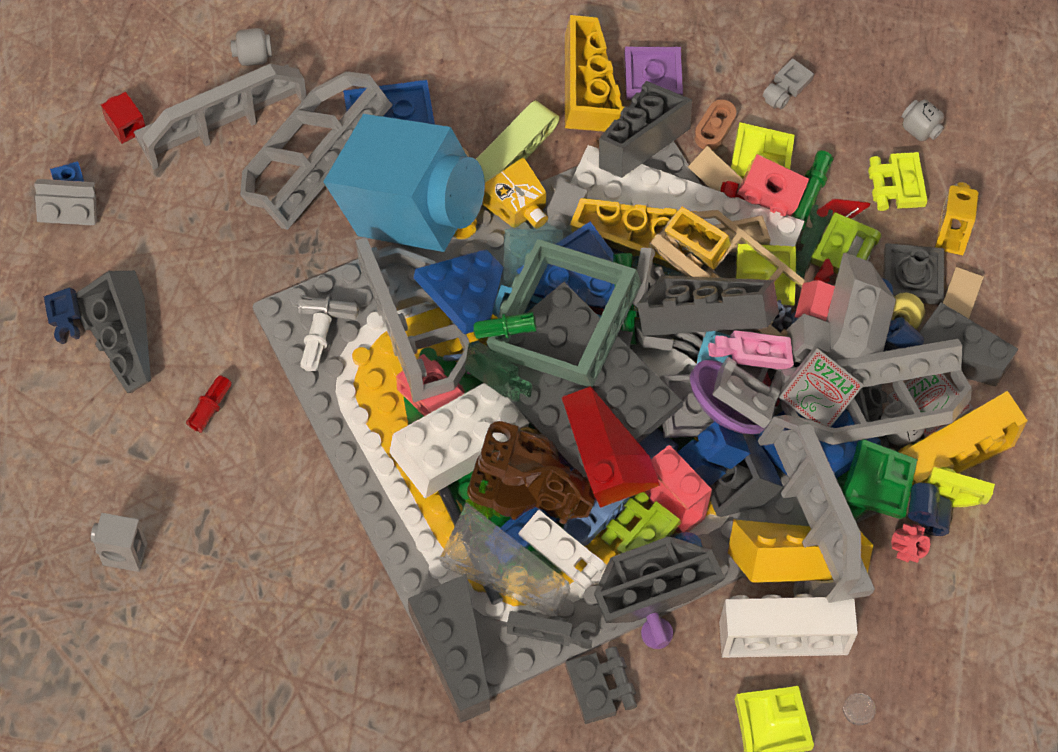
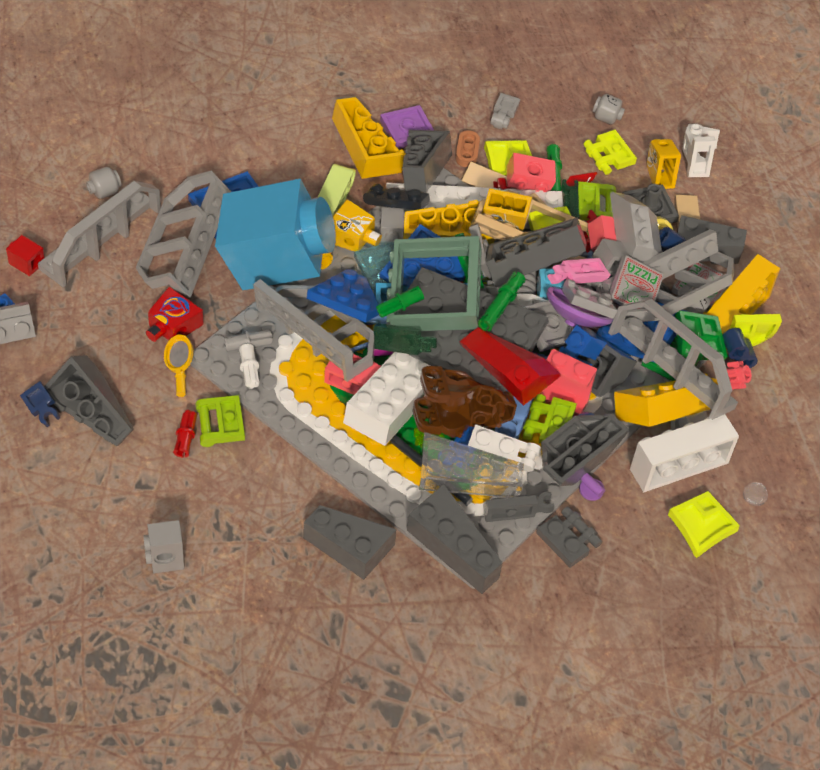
camera: 25 degrees left, 10 degrees down
(240, 306) = (178, 357): none -> yellow piece
(256, 249) = (173, 316): none -> red torso
(265, 400) = (228, 419): none -> lime plate
(335, 602) = (349, 539): none -> dark grey wedge
(583, 174) = (396, 198): none -> black plate
(641, 355) = (506, 294): none -> green pin
(1016, 204) = (699, 140): none -> white tile

